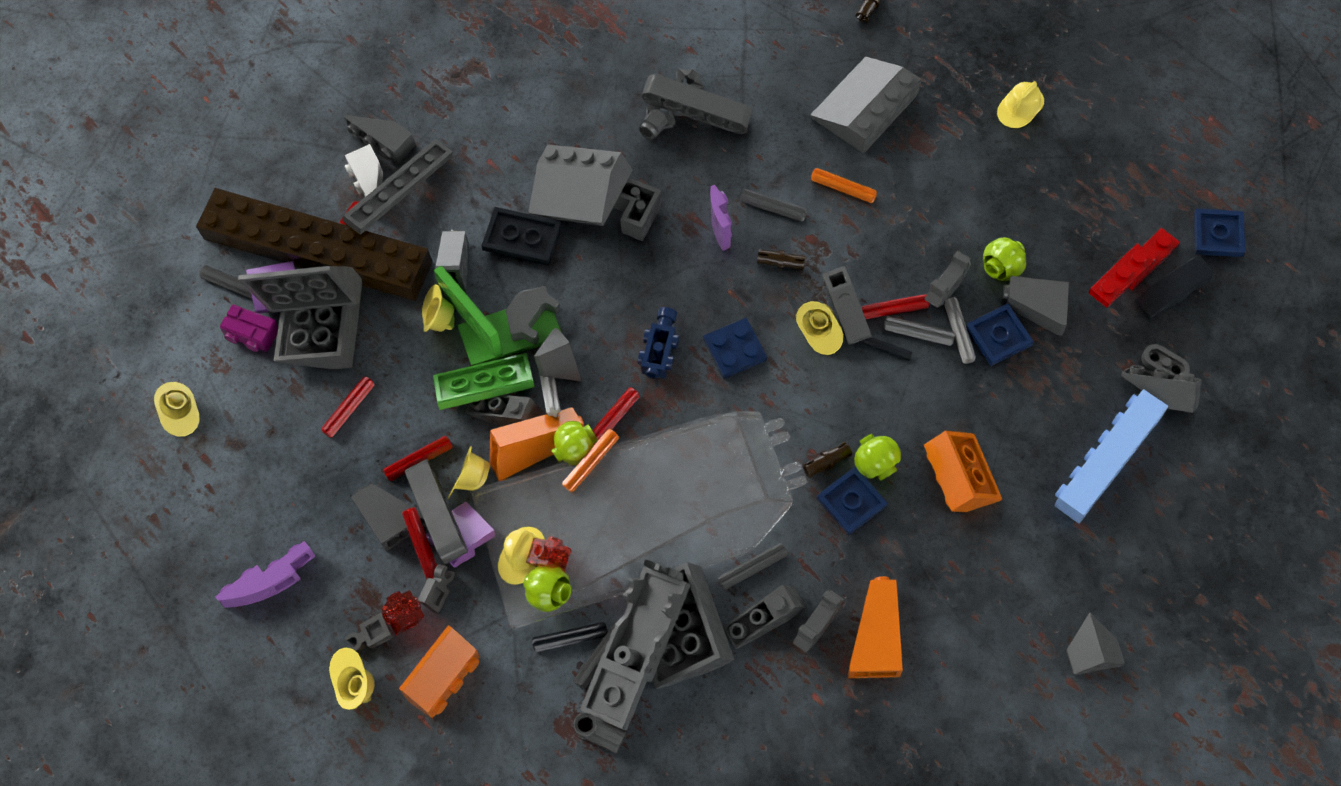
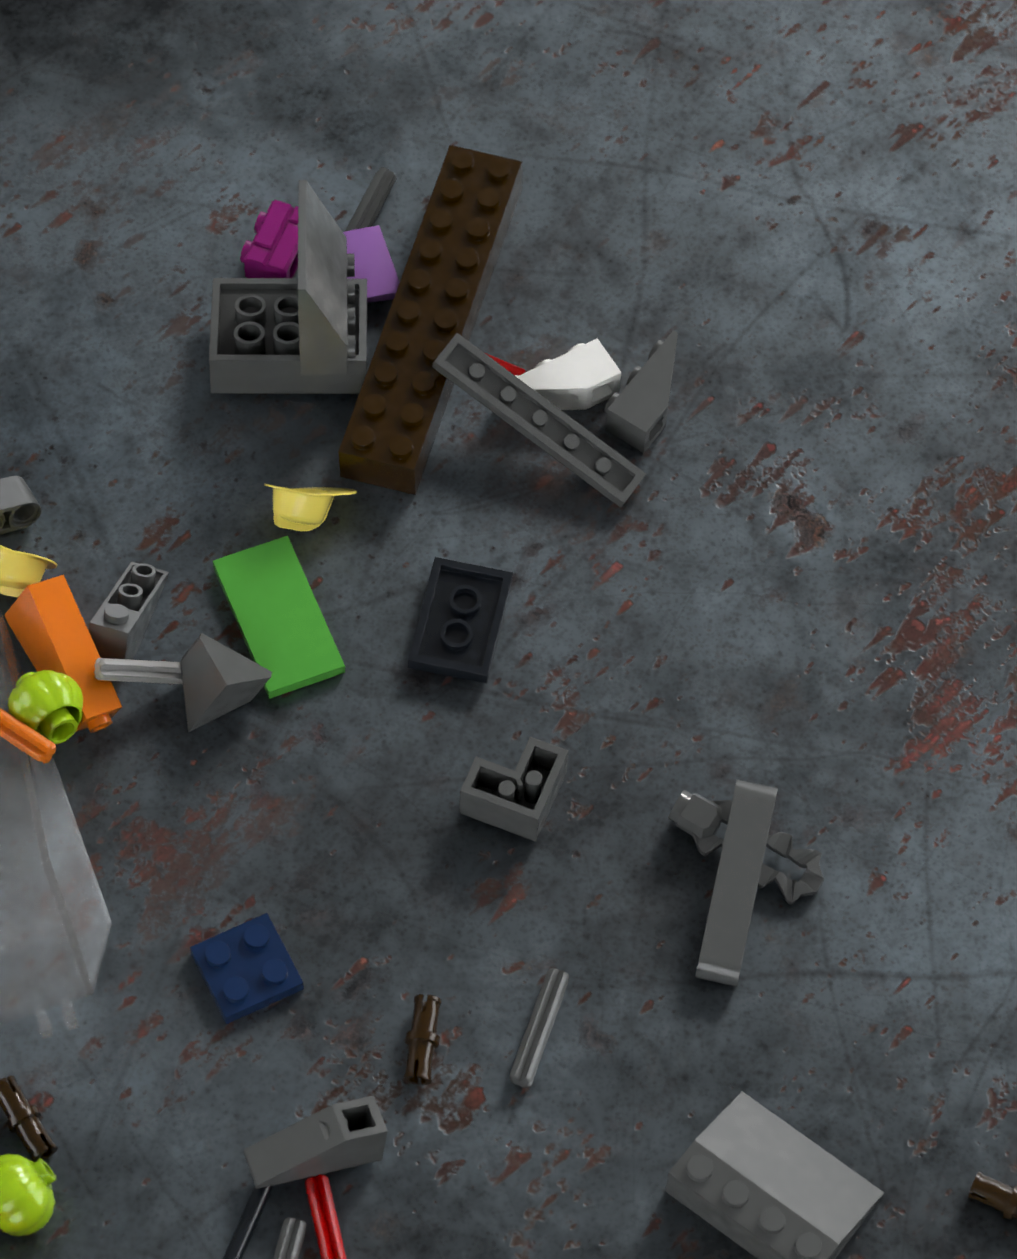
camera: 80 degrees right, 5 degrees down
(176, 408) = (138, 162): light yellow piece -> none
(347, 407) = (142, 394): red axle -> none
(428, 452) = (50, 499): red axle -> none
(454, 255) = (404, 514): slope -> none
(469, 311) = (290, 536): bright green tile -> none
(483, 381) = (177, 575): bright green tile -> none
(526, 310) = (304, 629): dark grey piece -> none
(578, 184) = (548, 689): dark grey slope -> none
(616, 412) = (116, 779): red axle -> none
(654, 350) = (239, 836): dark blue brick -> none
(720, 219) = (503, 917): medium lavender slope -> none
(820, 327) = (281, 1102): light yellow piece -> none
(844, 185) = (586, 1151): orange axle -> none

